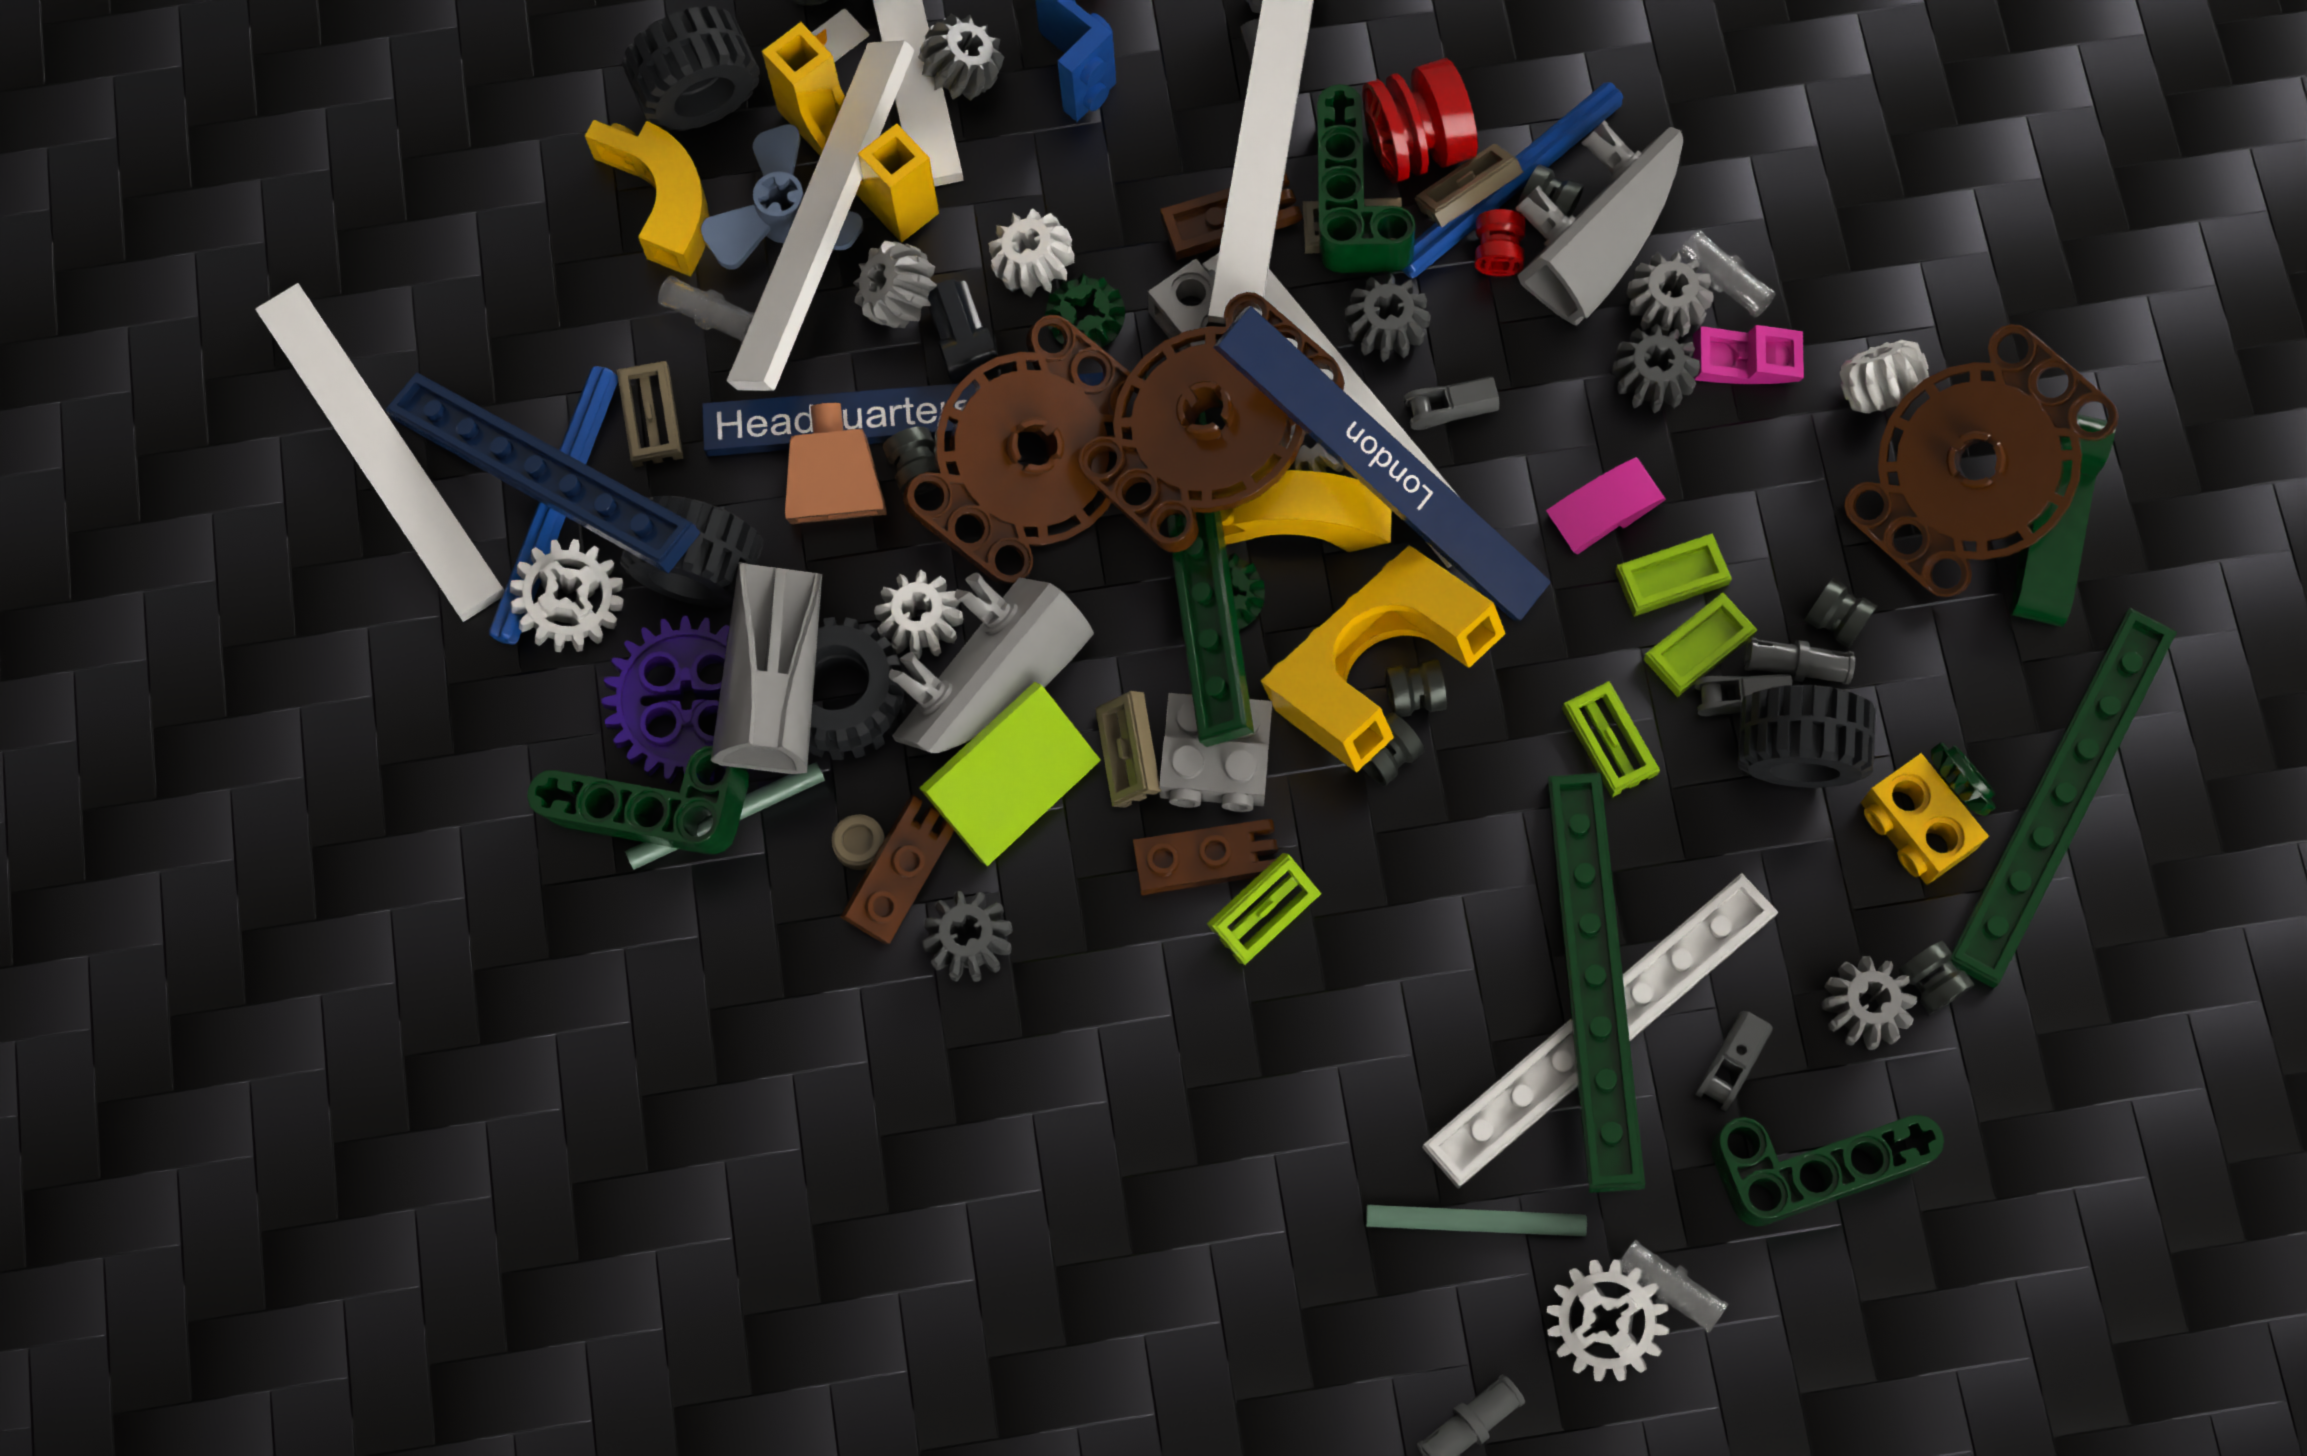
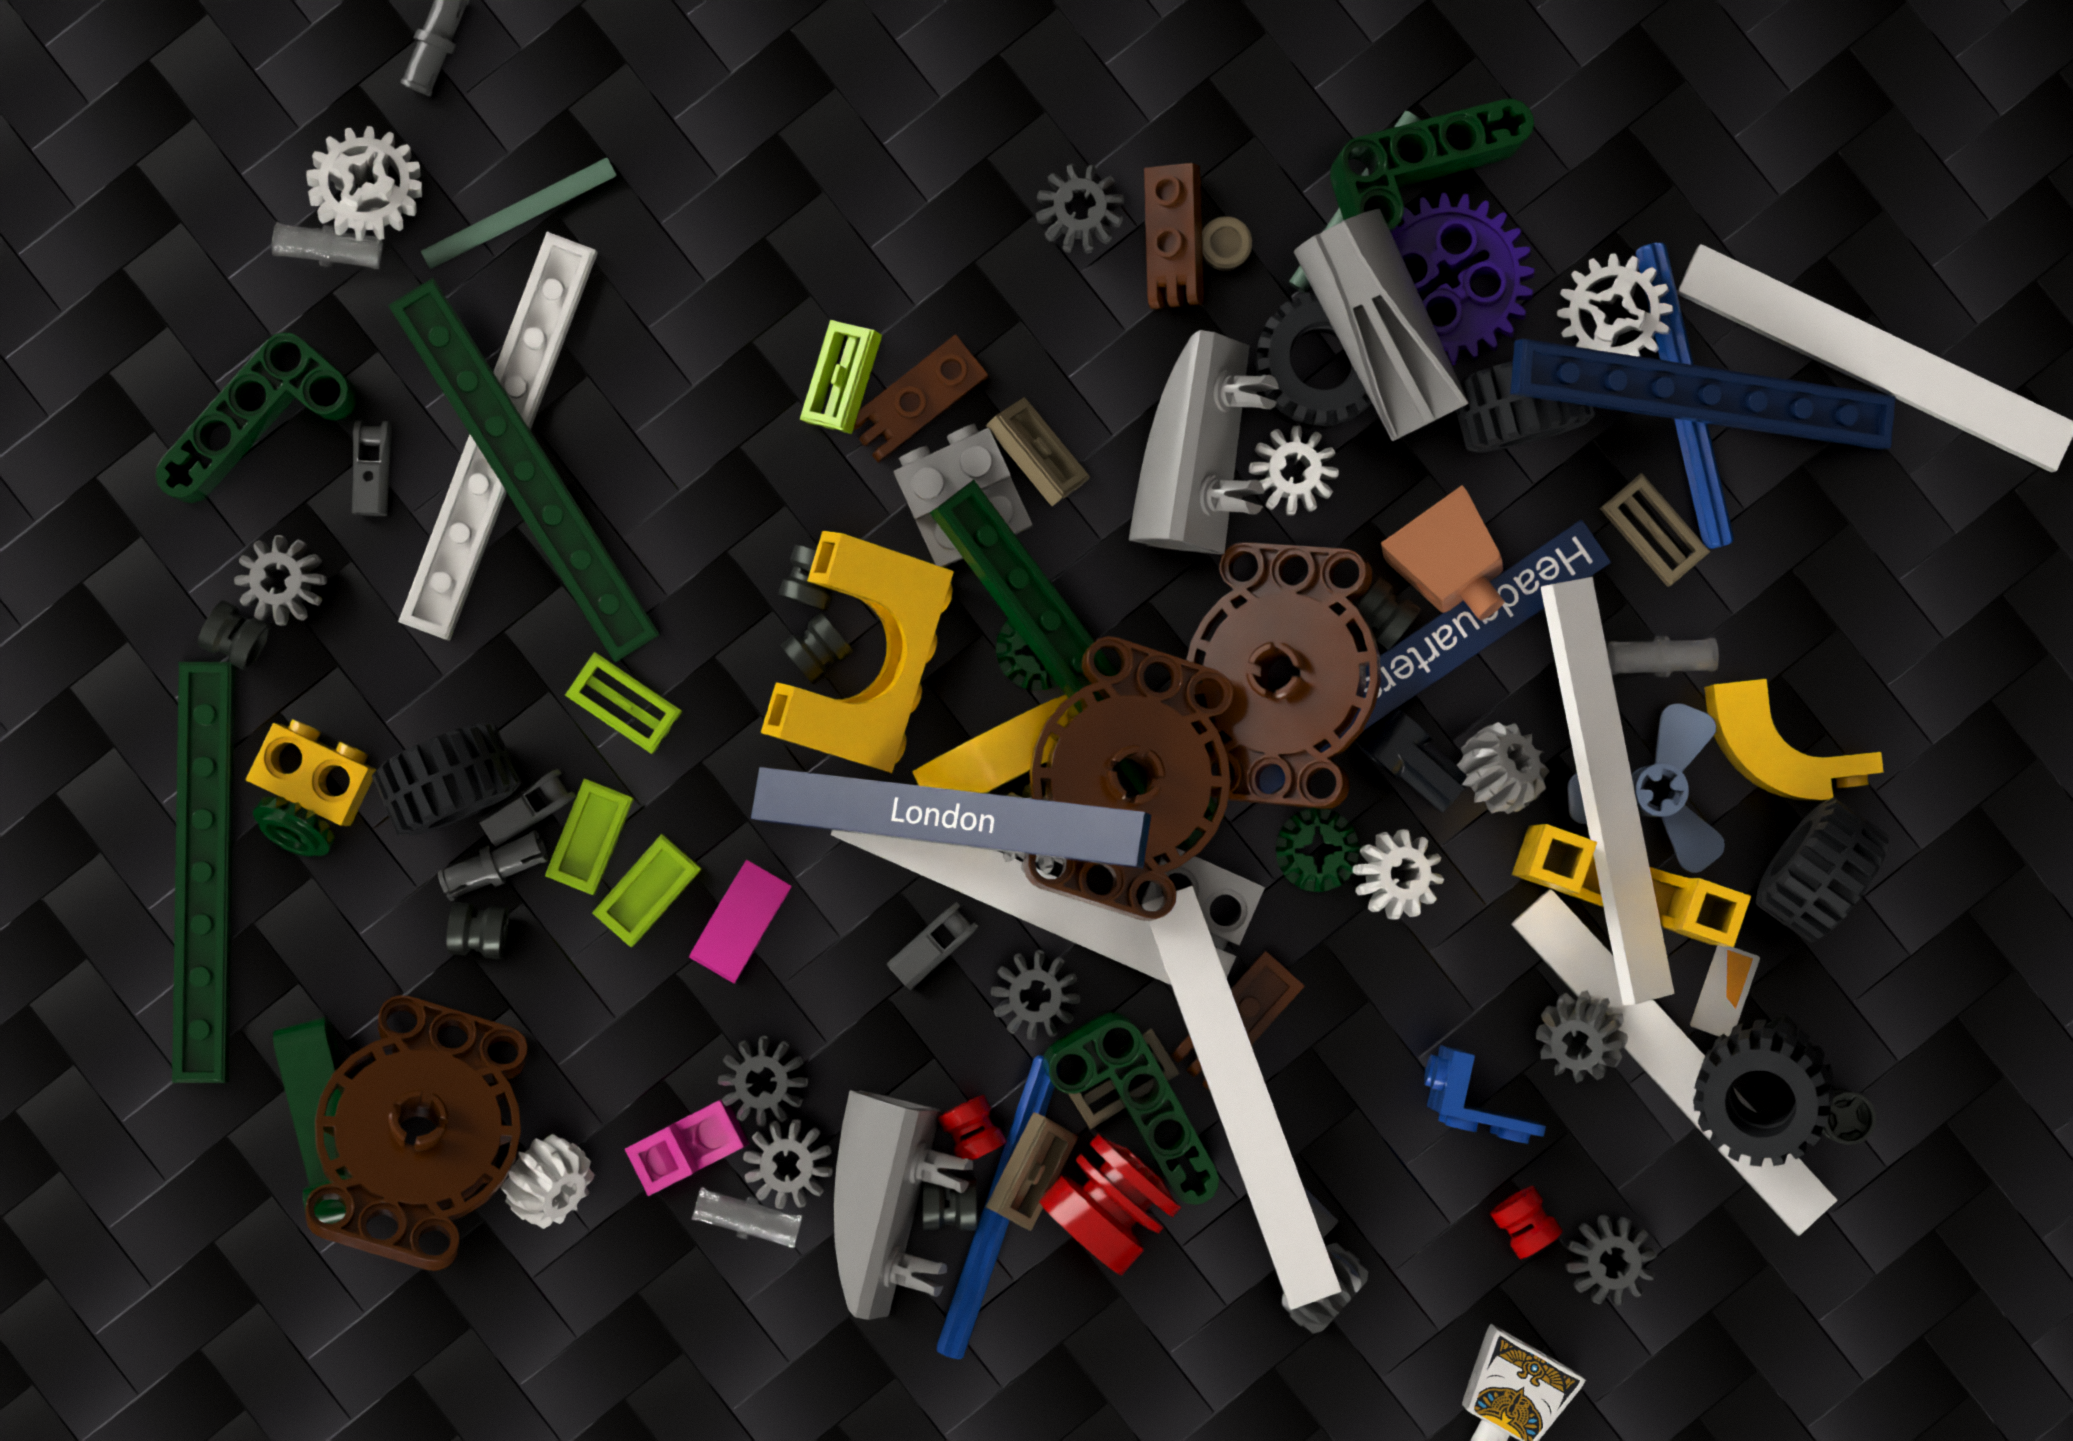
camera: 145 degrees right, 15 degrees up
(1010, 773) = (1124, 366): lime tile -> none

